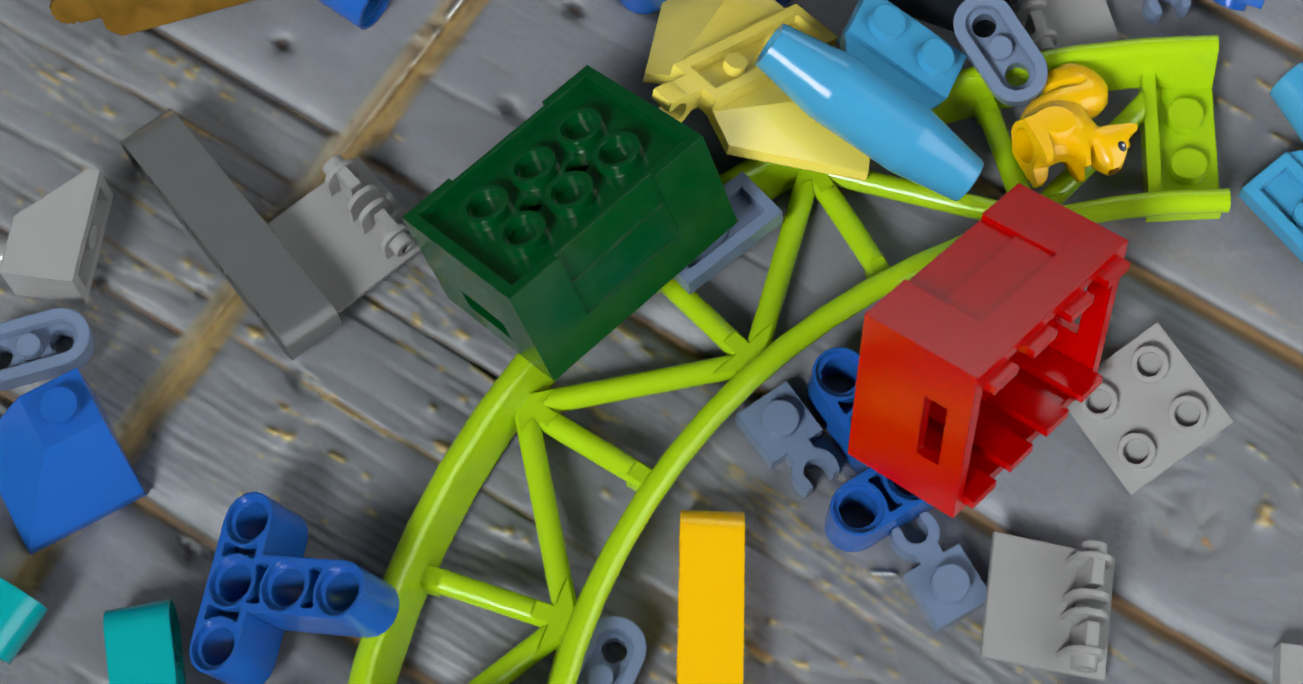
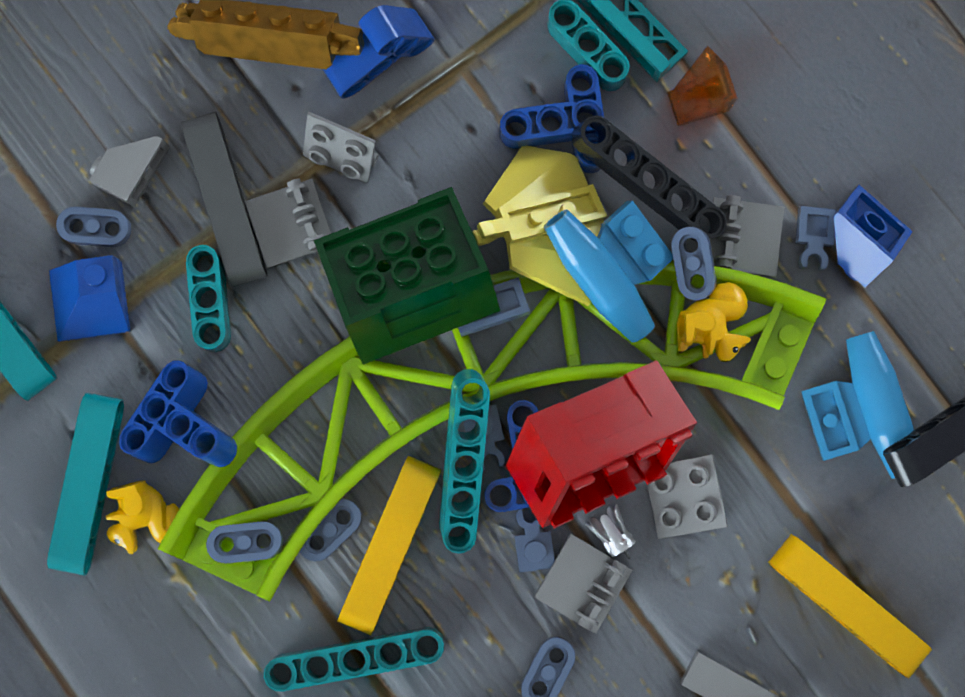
camera: 20 degrees right, 15 degrees up
(253, 362) = (198, 284): none -> teal beam
(385, 87) = (339, 148): none -> light grey hinge
(800, 496) = (469, 477): none -> teal beam
(1075, 511) = (612, 532): none -> flat silver piece

